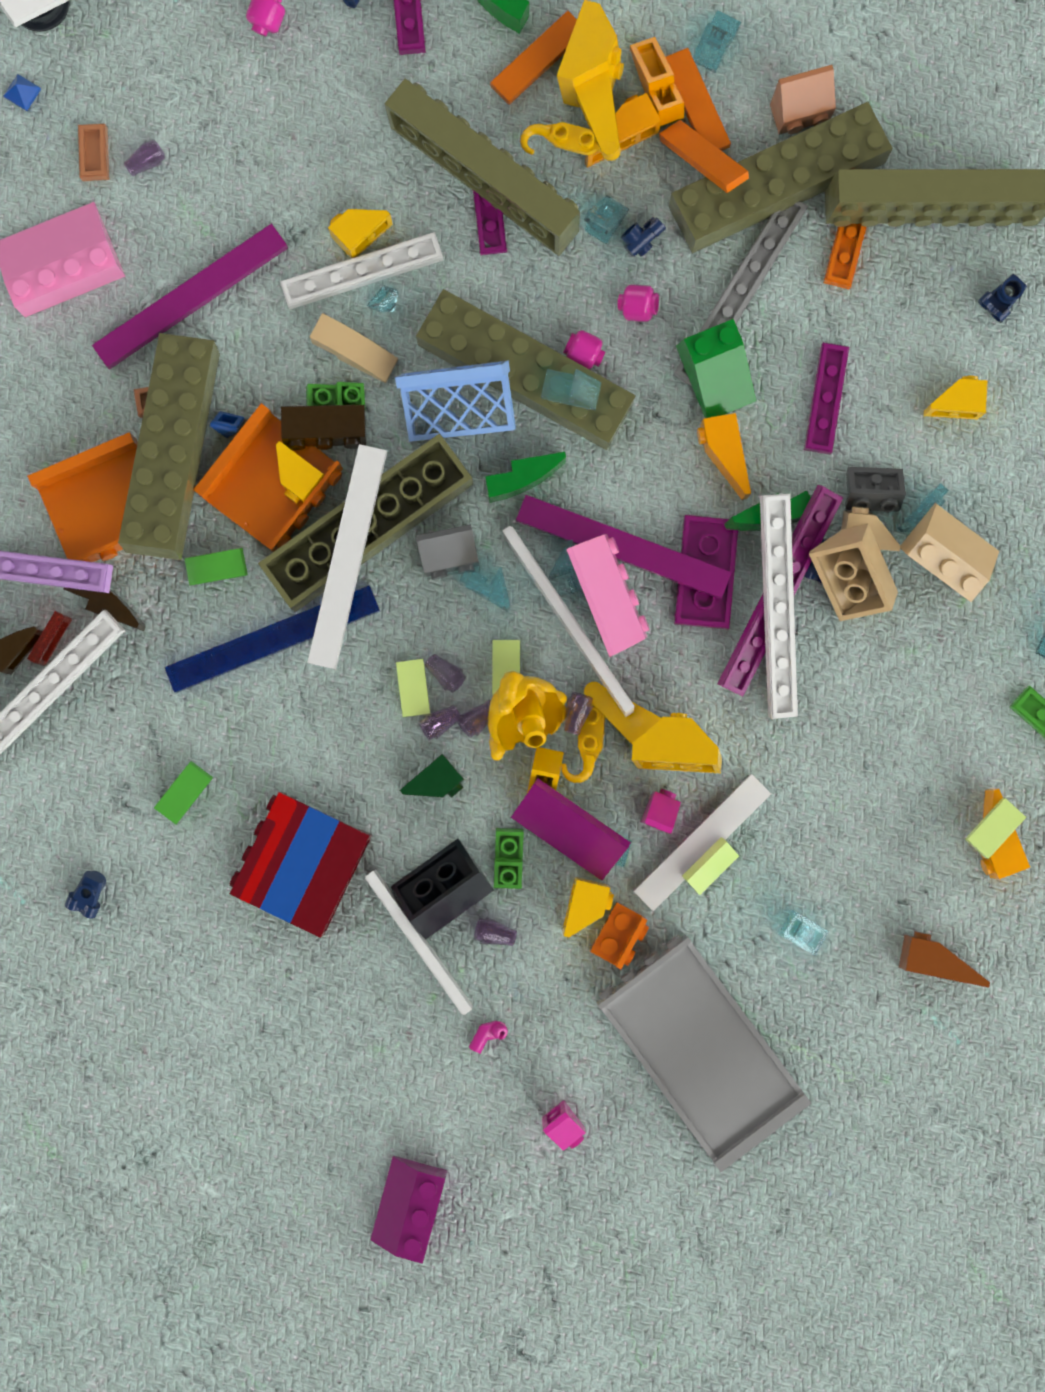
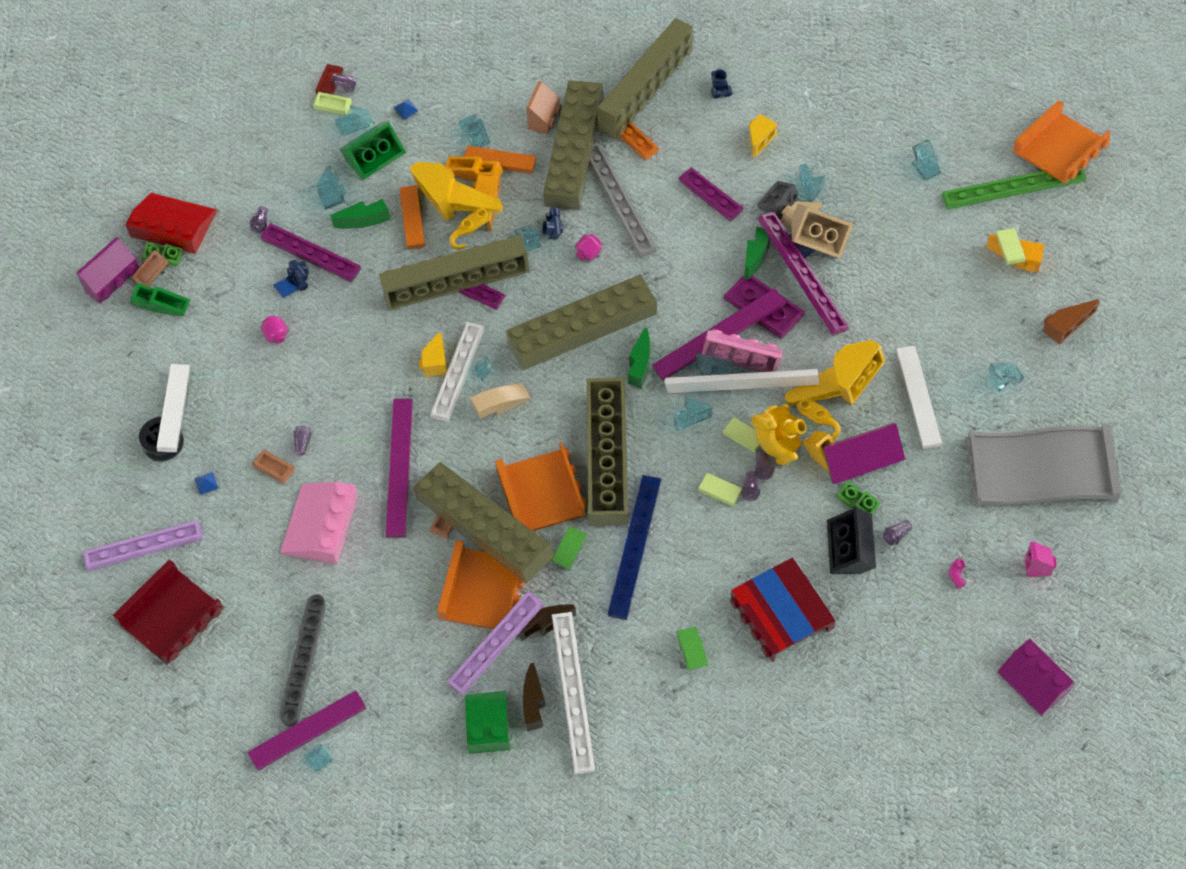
camera: 50 degrees left, 25 degrees down
(49, 638) = (542, 664): clear red tile -> none
(87, 894) = (716, 745): dark blue plate -> none
(227, 423) = (491, 490): blue slope -> none
(296, 474) = (549, 469): yellow slope -> none
(323, 426) = (532, 440): dark brown brick -> none
(339, 394) = (520, 428): bright green slope -> none
(347, 557) = (622, 465): white tile -> none
(419, 943) = (874, 574): white tile -> none
(435, 780) = (784, 507): dark green slope -> none
(446, 673) = (724, 465): clear purple cone -> none
(447, 551) = (655, 419): slope -> none
(456, 376) = (560, 353): light blue fence -> none
(571, 389) = (613, 299): clear light blue slope -> none
(577, 712) = (798, 407): cone -> none
(584, 349) = (592, 285): dark pink head -> none
(586, 905) = (912, 469): yellow slope -> none
(620, 935) = (945, 468): orange bracket -> none
(661, 811) = (887, 403): dark pink slope -> none
(704, 156) = (535, 168): orange tile -> none
(710, 865) = (935, 398): yellowish green tile -> none
(718, 369) = (655, 230): slope -> none
(725, 449) = (704, 254): light orange slope -> none
(778, 605) = (811, 275): white tile -> none
(951, 552) = (842, 182): tan slope -> none

